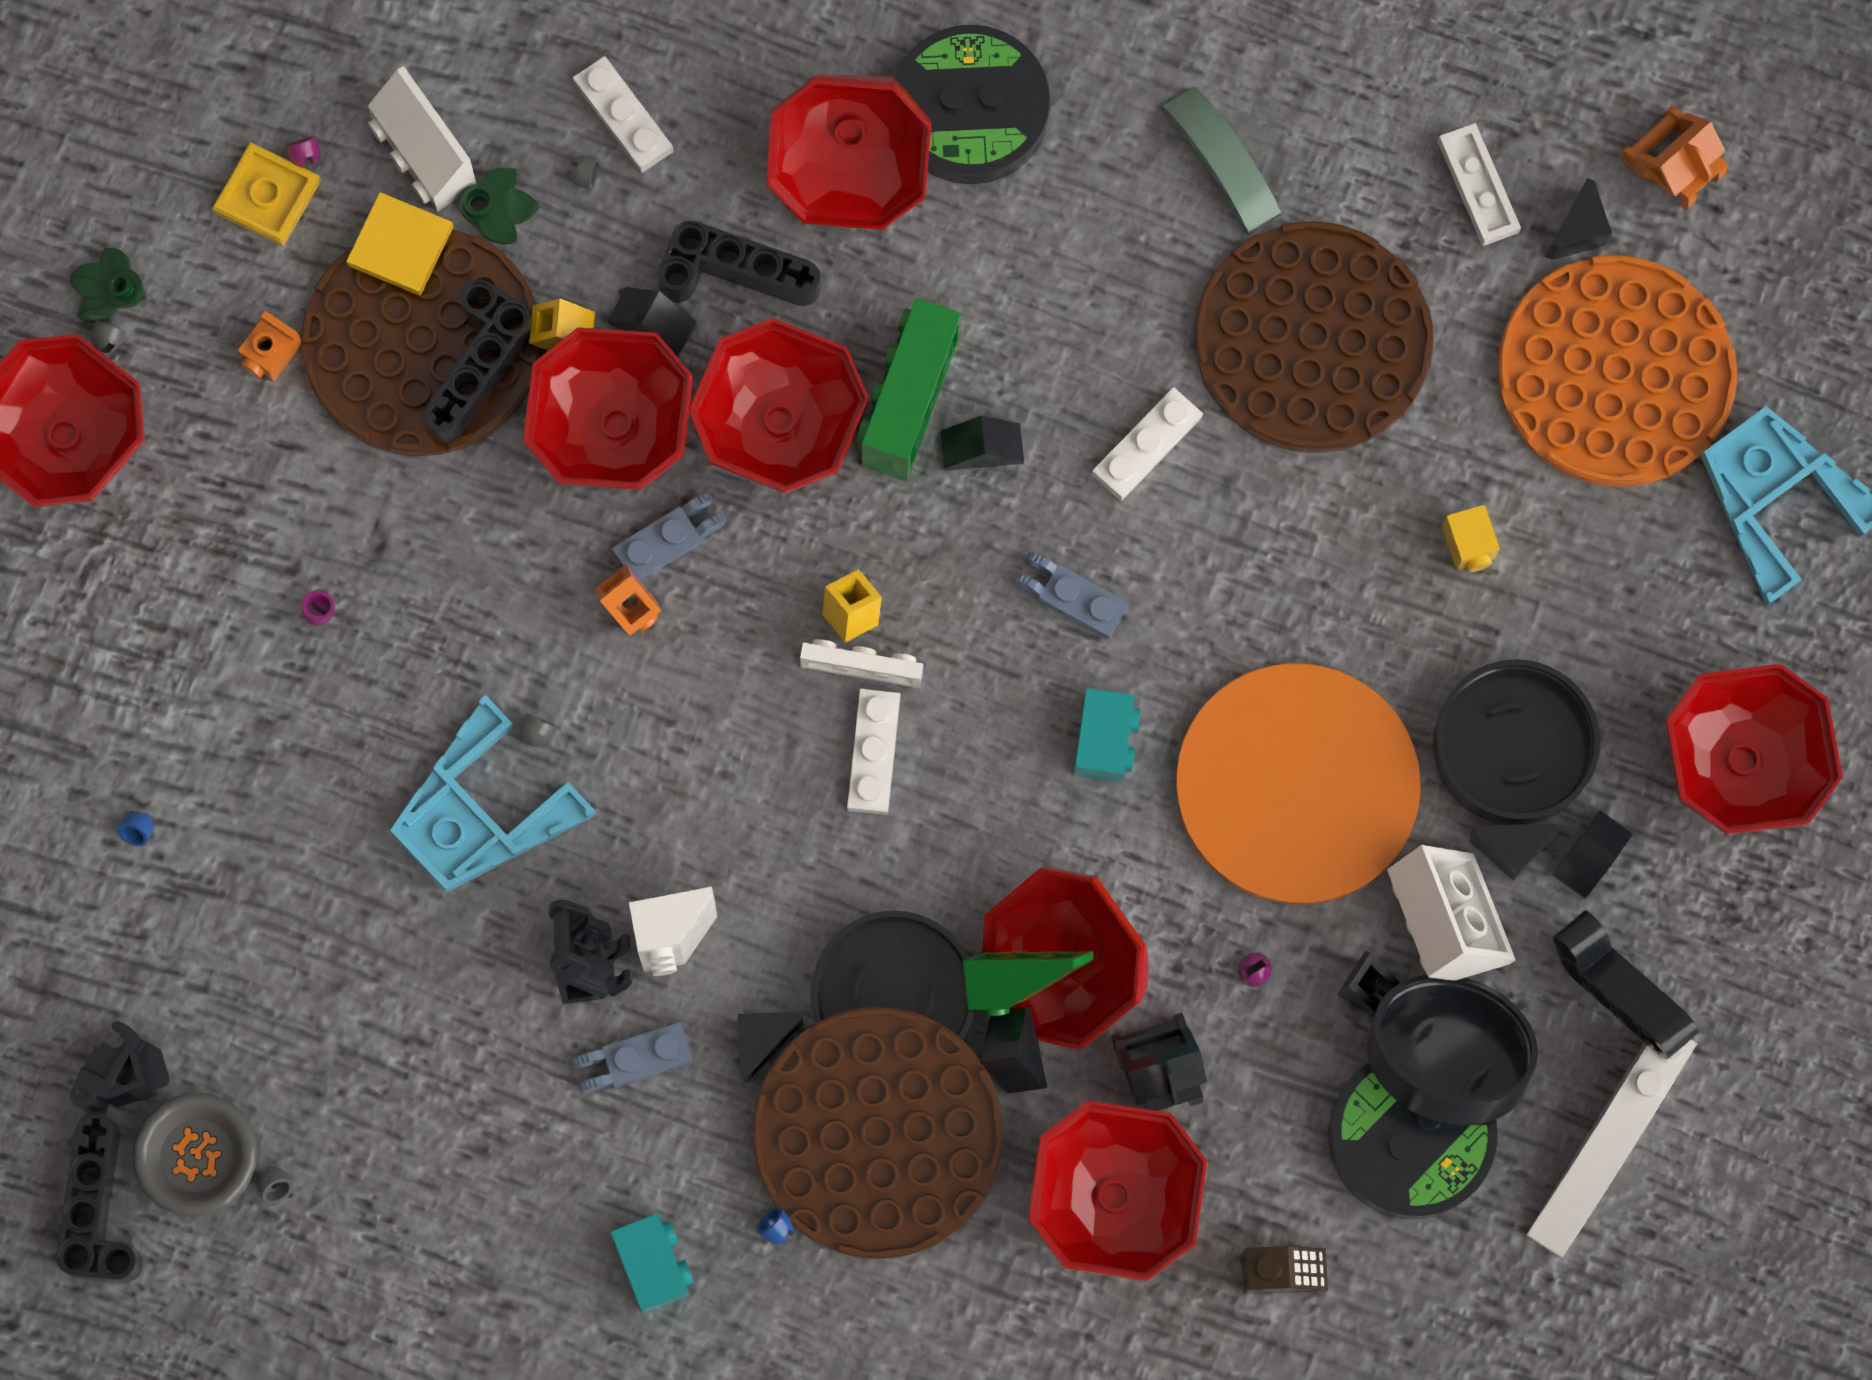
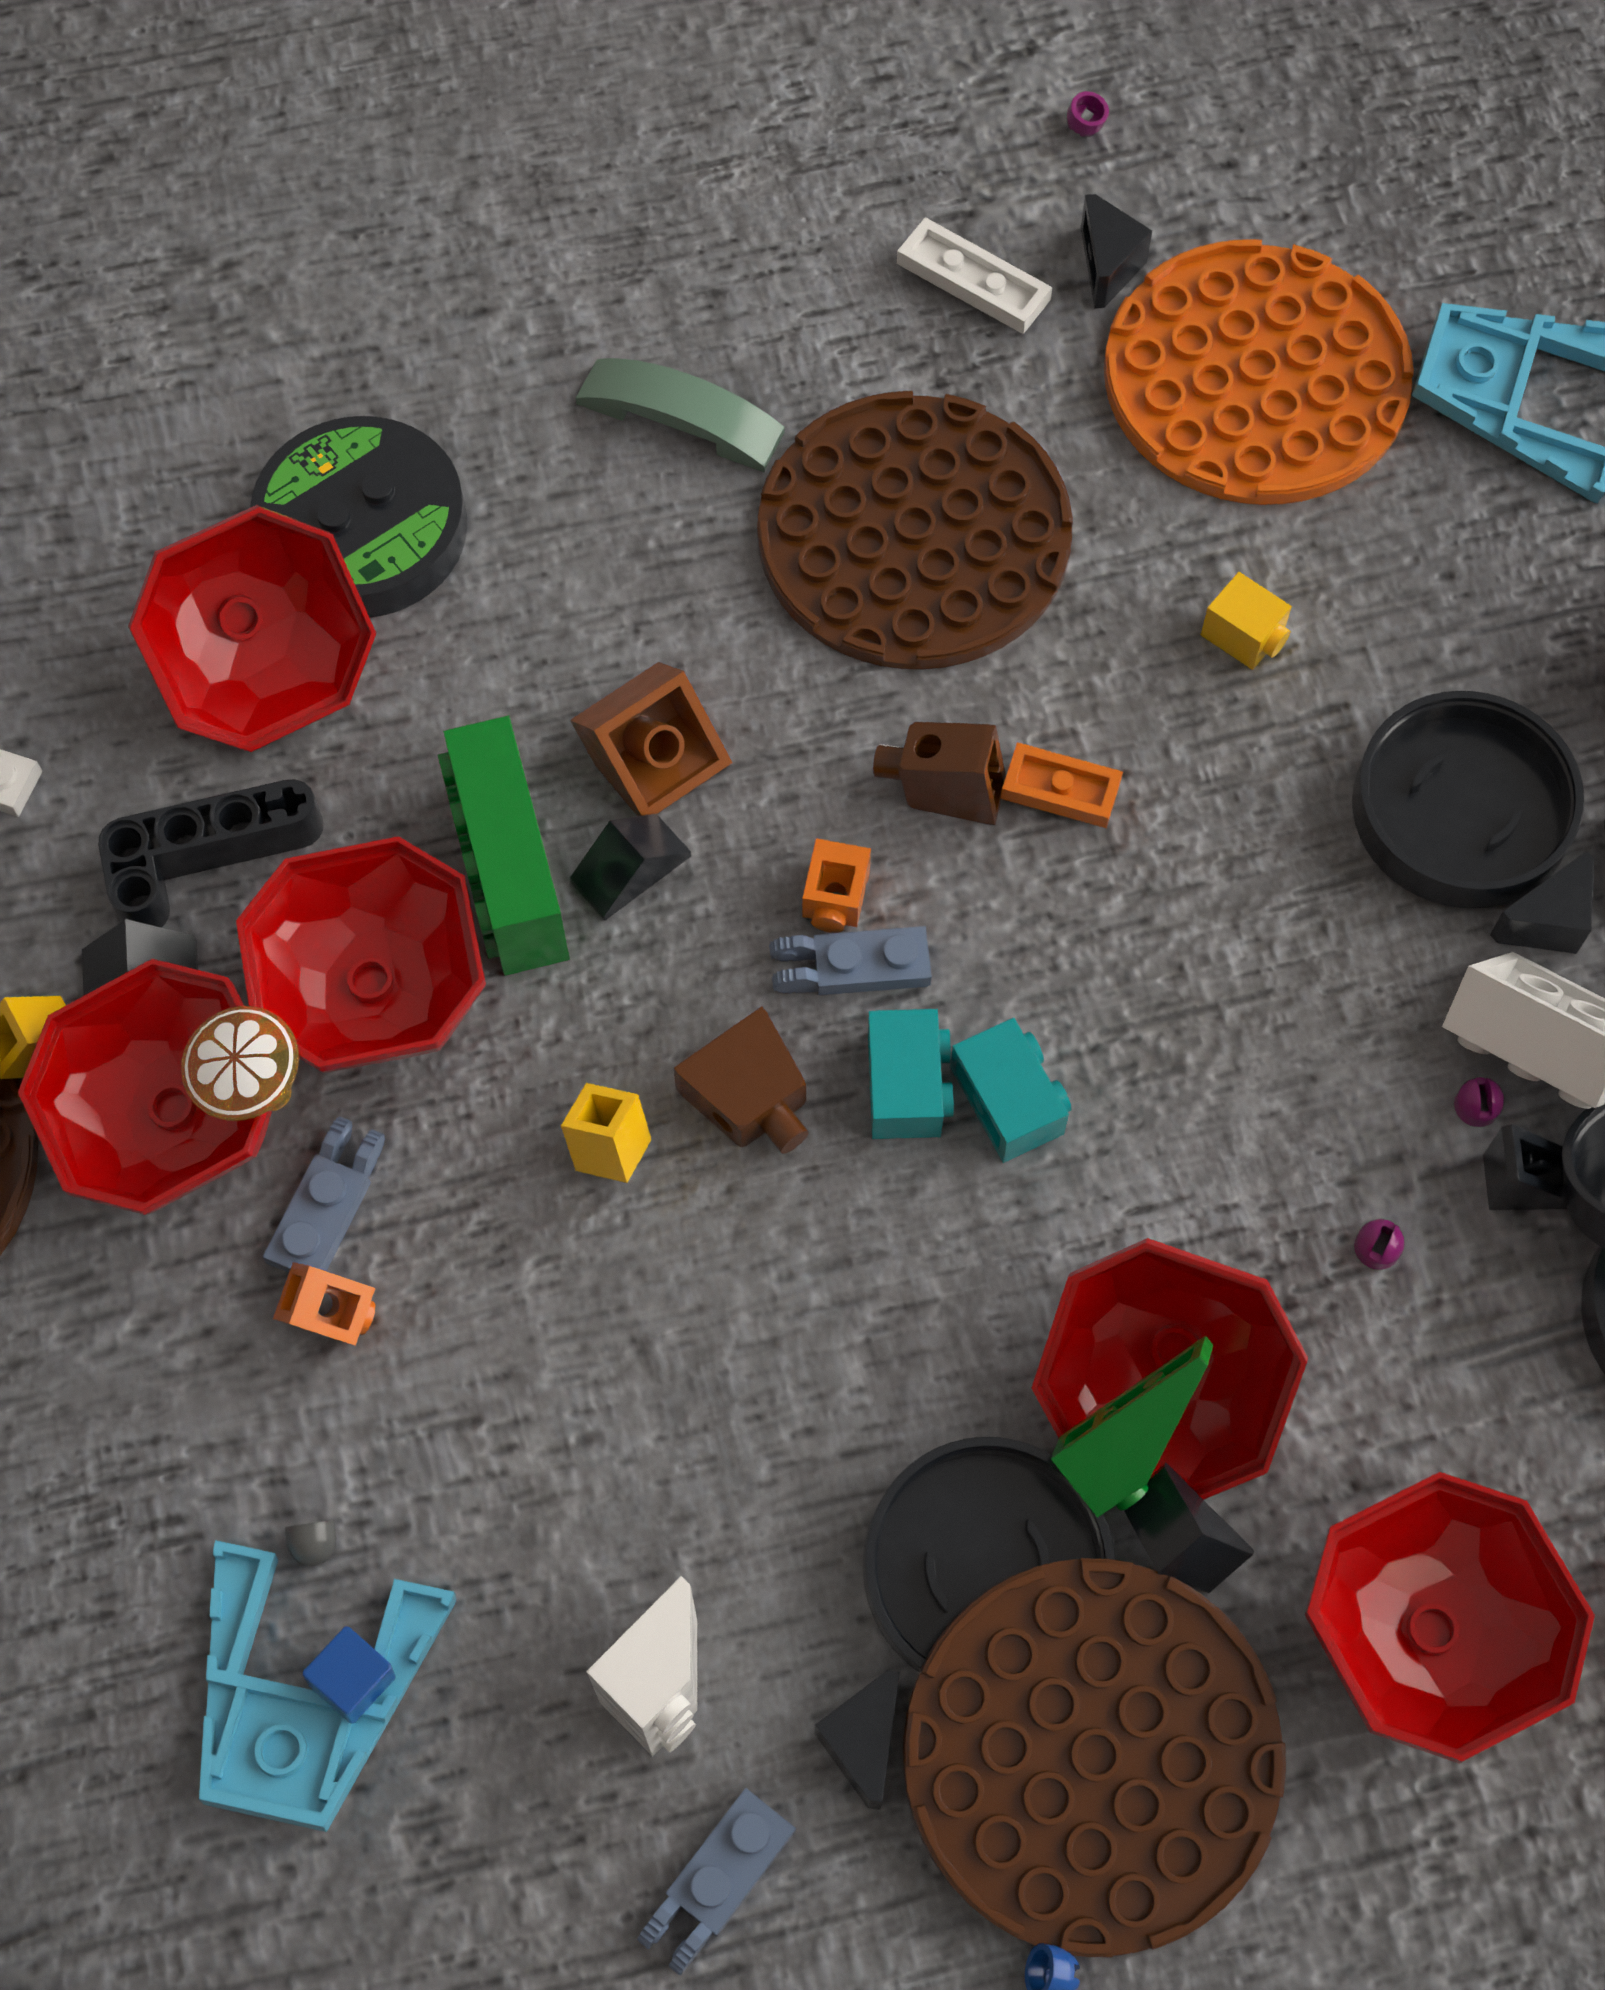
camera: 30 degrees left, 10 degrees down
(509, 818) = (349, 1674): none -> blue piece
(585, 955) = (567, 1784): black piece -> none
(665, 433) = (240, 1063): none -> dish
(861, 663) = (664, 1194): white plate -> none
(873, 752) = (750, 1290): white plate -> none
(954, 630) = (747, 1084): none -> reddish brown torso
(1047, 375) = (652, 739): none -> dark orange slope
(1051, 686) = (906, 1073): none -> teal brick
(1095, 529) = (841, 870): none -> orange brick
(1147, 444) = (816, 747): white plate -> none
(1165, 1076) = (1386, 1437): black piece -> none
(1210, 514) = (947, 769): none -> reddish brown torso
(1276, 568) = (1061, 785): none -> orange plate
(1298, 784) = (1264, 1005): orange tile -> none
(1388, 932) = (1468, 1102): none -> magenta hinge
(1638, 105) = (1093, 103): none -> magenta hinge
(1686, 162) = (1171, 132): orange piece -> none

